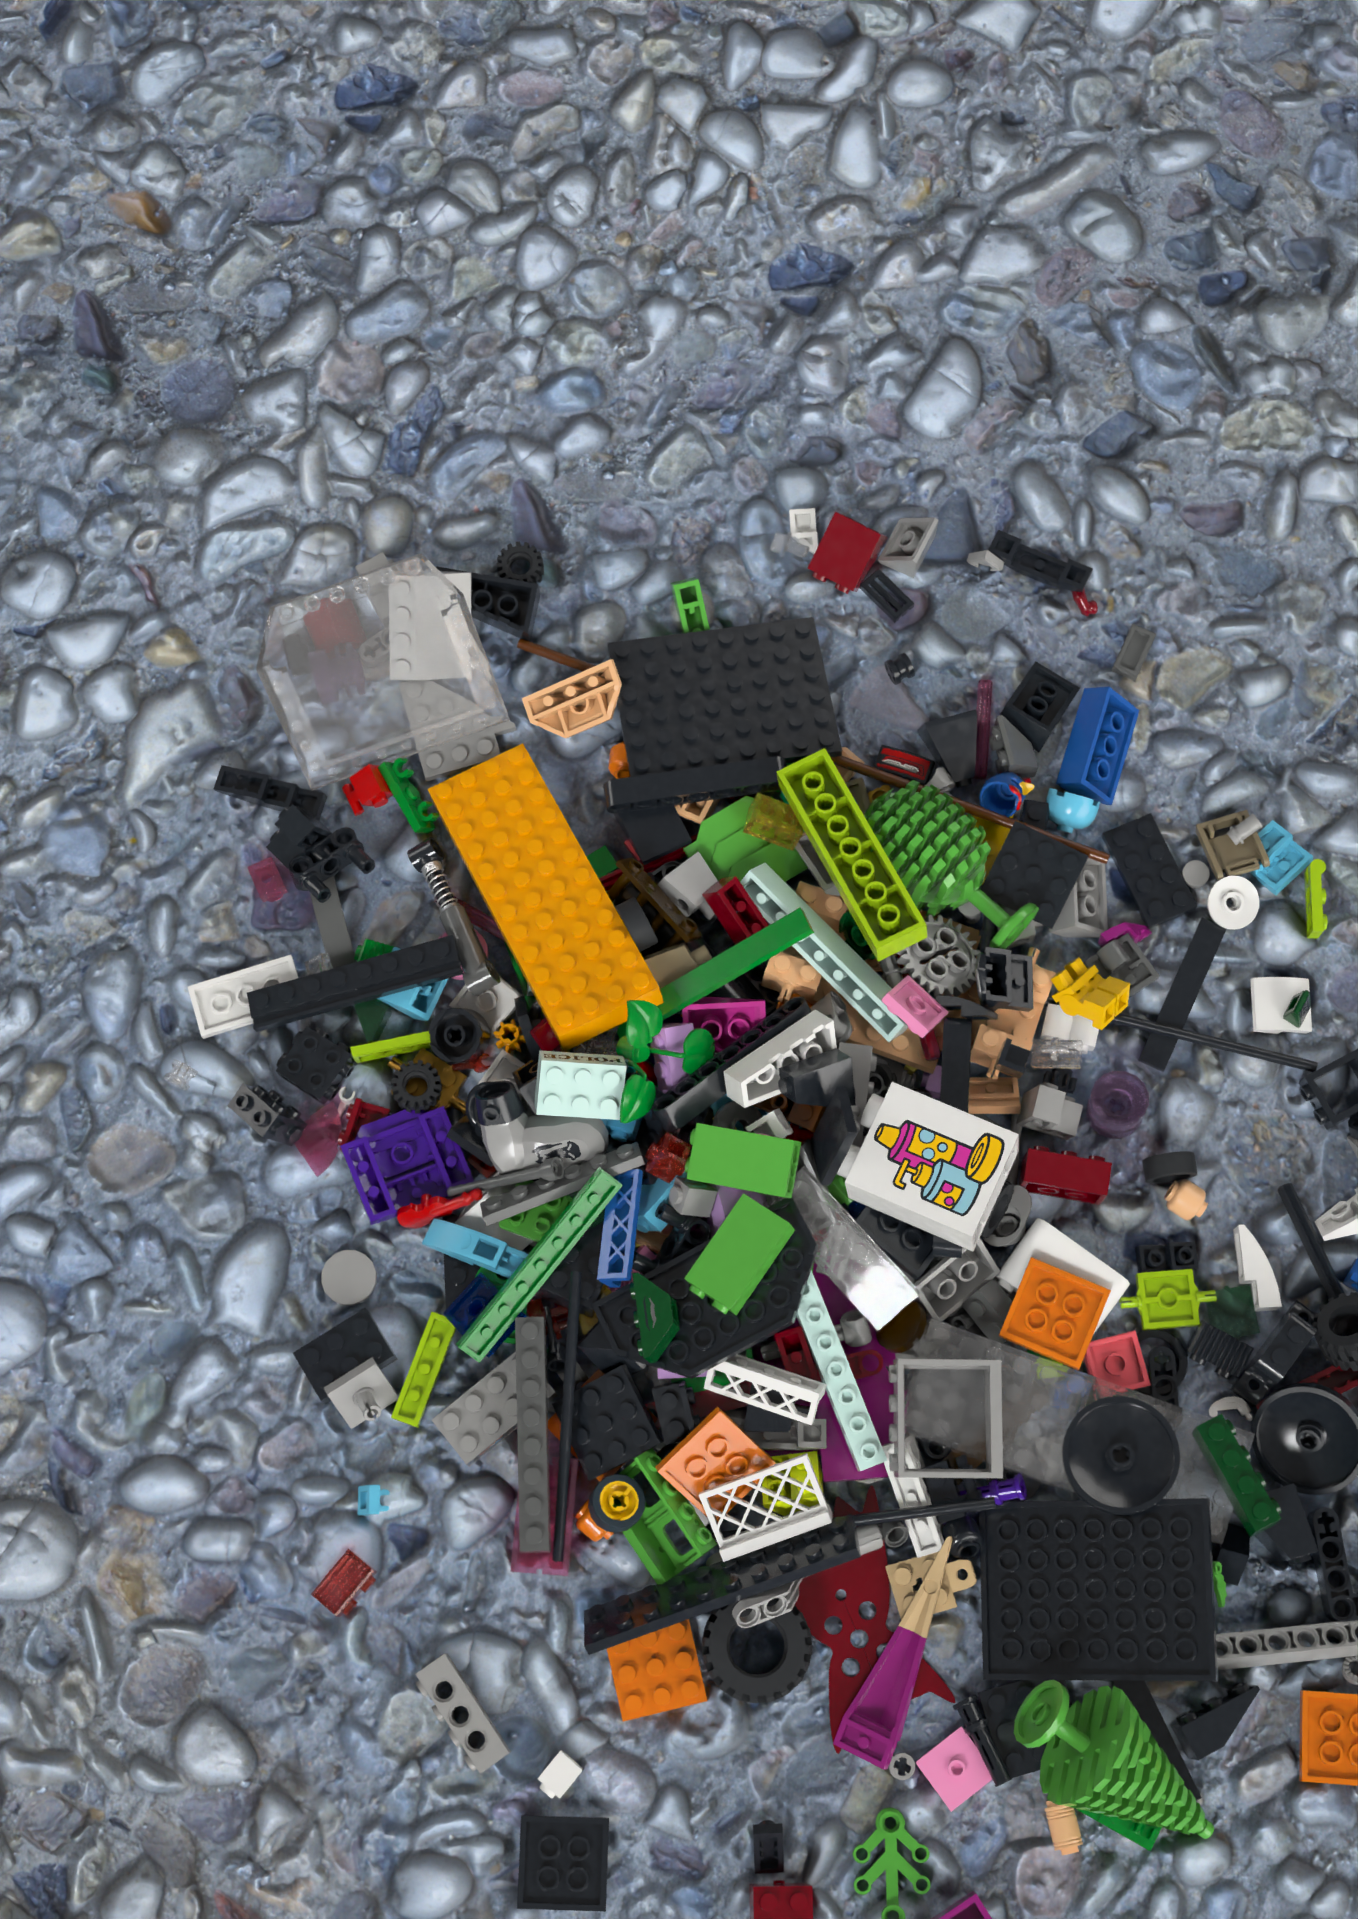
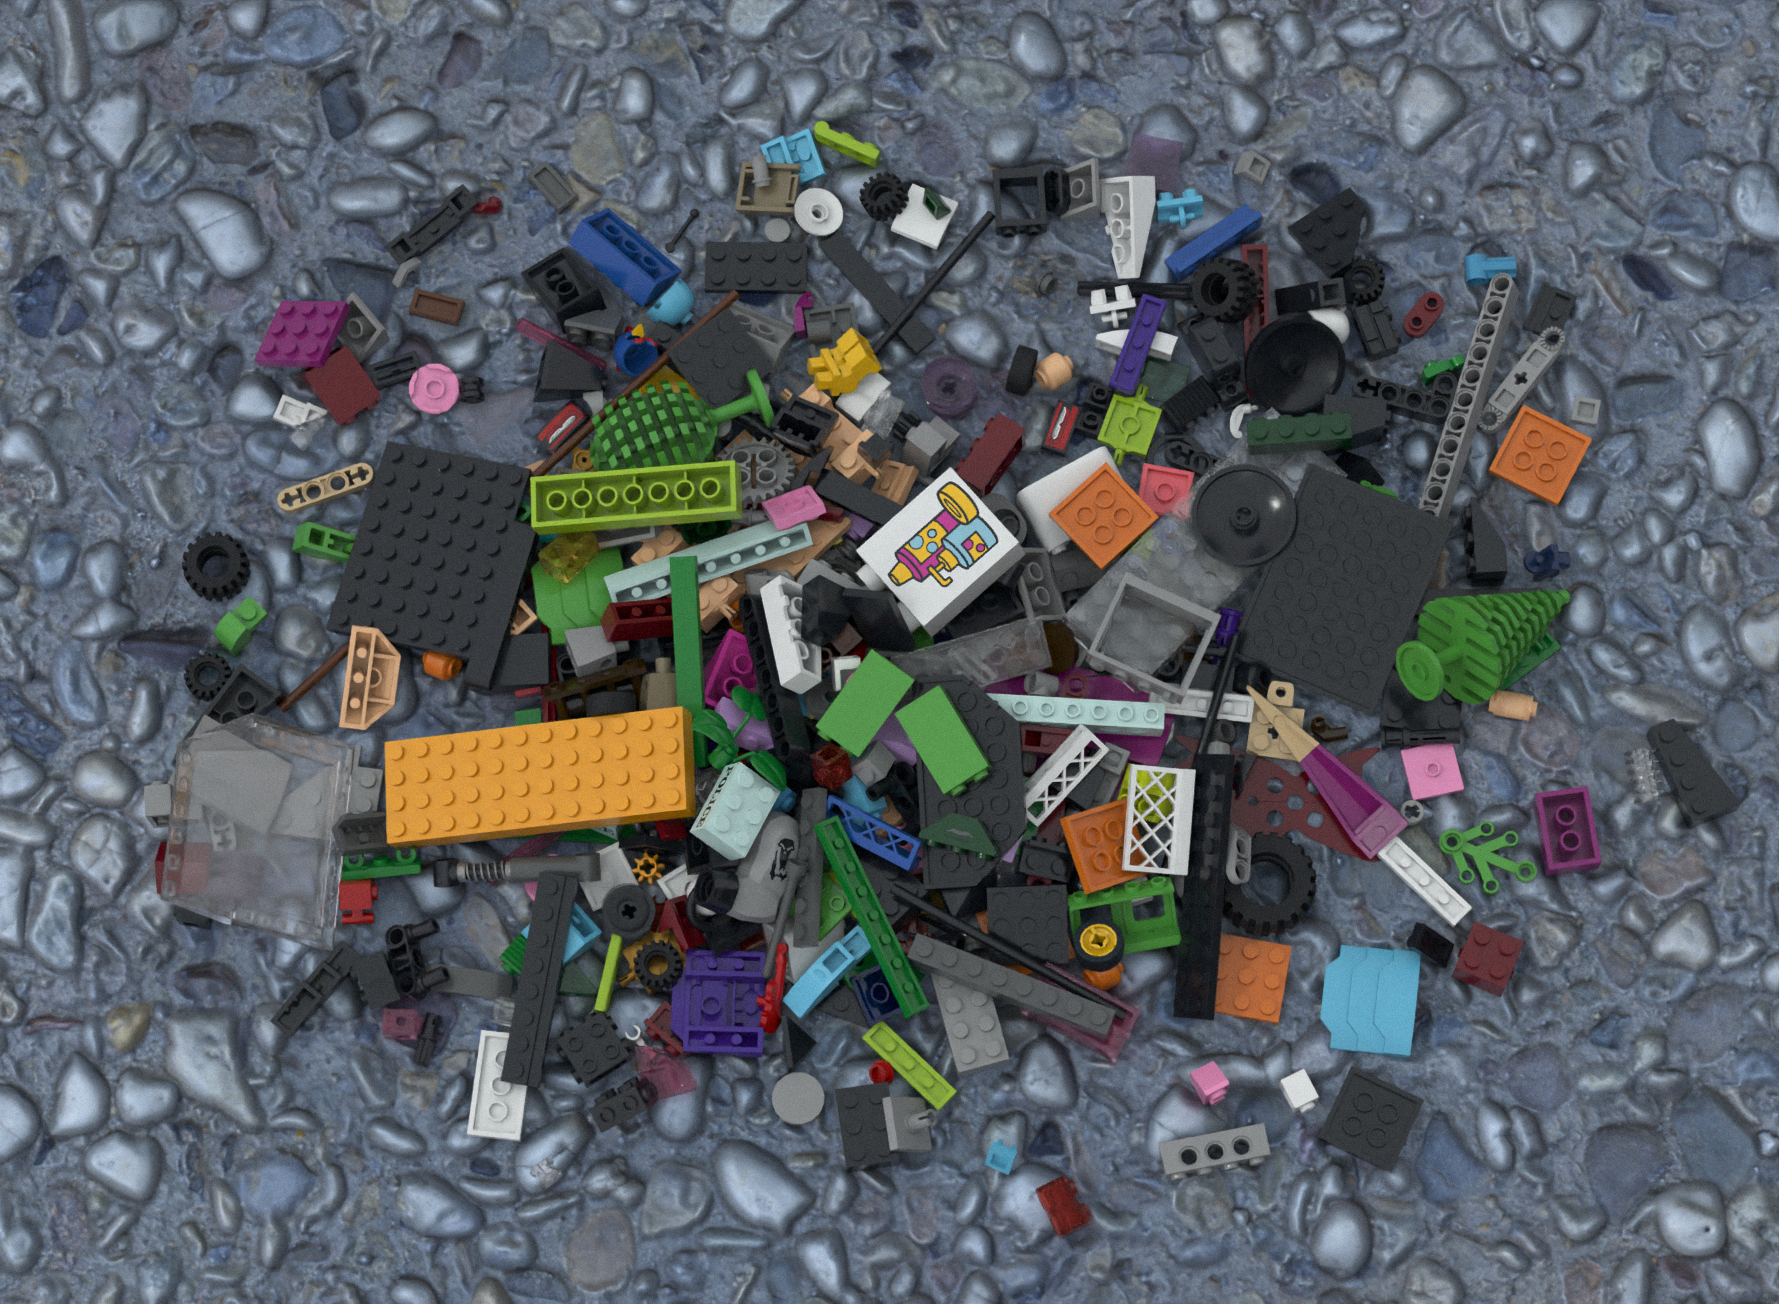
camera: 65 degrees left, 0 degrees up
(263, 911) = (427, 1039): none -> black axle
(401, 1250) = (797, 1043): none -> black slope
(405, 1346) = (881, 1072): none -> red plate
(426, 761) = (361, 833): none -> dark grey bracket
(466, 1078) = (675, 919): none -> dark red slope
(527, 1678) = (1210, 1083): none -> bright pink slope
(574, 569) = (236, 627): none -> bright green brick
(624, 506) = (204, 550): none -> black tyre
(687, 1809) = (1371, 1000): none -> medium azure slope
(748, 583) = (327, 492): none -> tan beam
(835, 1812) = (1424, 881): none -> white plate
(870, 1569) = (1243, 764): none -> black plate
(876, 495) = (302, 333): none -> magenta plate
(884, 635) = (434, 389): none -> bright pink tile
(944, 1640) = (1327, 733): none -> dark brown arm
(965, 603) = (436, 307): none -> reddish brown tile
(1130, 784) = (670, 246): none -> black hinge
(1132, 1232) = (1061, 428): none -> slope
(1231, 1796) = (1546, 562): none -> dark blue hips
(1253, 1269) = (1137, 344): none -> dark purple tile
(1273, 1152) = (1046, 283): none -> dark grey plate
(1283, 945) = (877, 187): none -> black tyre
(1293, 1235) = (1099, 304): none -> white hips

